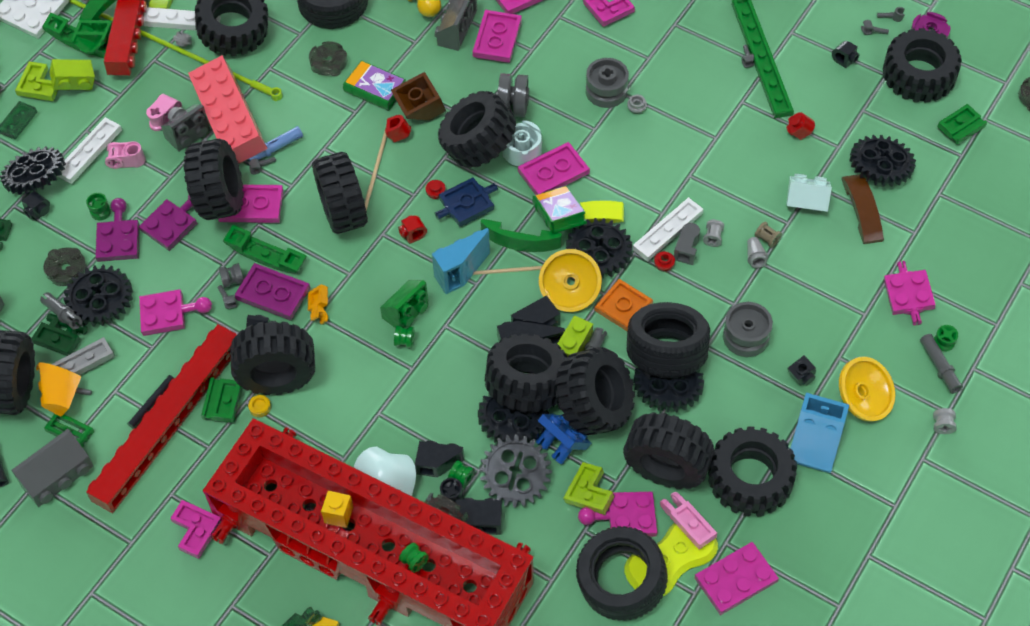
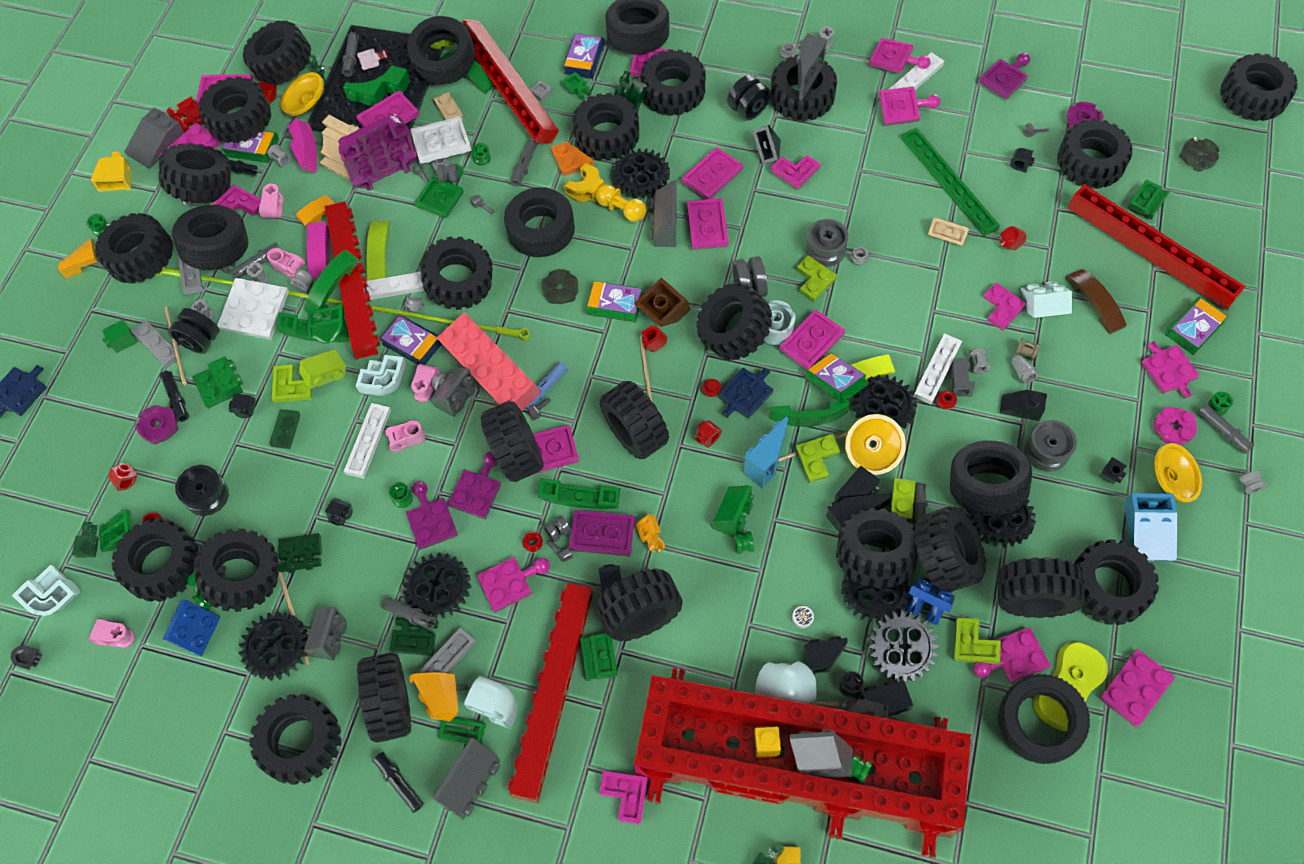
camera: 15 degrees left, 5 degrees up
(32, 170) = (322, 477): black gear -> none
(58, 258) = (389, 553): clear smoke plate -> none
(105, 408) = (492, 701): none -> light aqua brick
(123, 96) = (381, 377): none -> light aqua brick
(136, 419) = (530, 678): black bar -> none
(165, 71) = (411, 340): none -> piece
(204, 277) = (532, 536): none -> red plate
(259, 406) = (635, 651): yellow tile -> none
(380, 529) = (822, 754): none -> slope
(433, 420) = (803, 617): none -> white tile
(461, 473) = (852, 662): green wheel -> none
(507, 275) = (812, 455): none -> lime plate
(586, 116) = (819, 278): none -> lime plate
(621, 303) = (927, 453): orange tile -> none
(689, 520) = (1077, 646): bright pink hinge -> none
(737, 102) = (948, 231): none -> tan plate
(740, 285) = (1024, 404): none -> black slope
(747, 60) = (939, 188): dark grey hand -> none
(767, 189) = (1007, 306): none -> dark pink plate
(882, 160) = (1097, 251): black gear -> none
(895, 338) = (1182, 418): none -> dark pink plate
(897, 15) = (1049, 112): dark grey hand -> none
(946, 171) = (1156, 247): none -> red brick
(956, 258) = (1196, 325): none -> piece

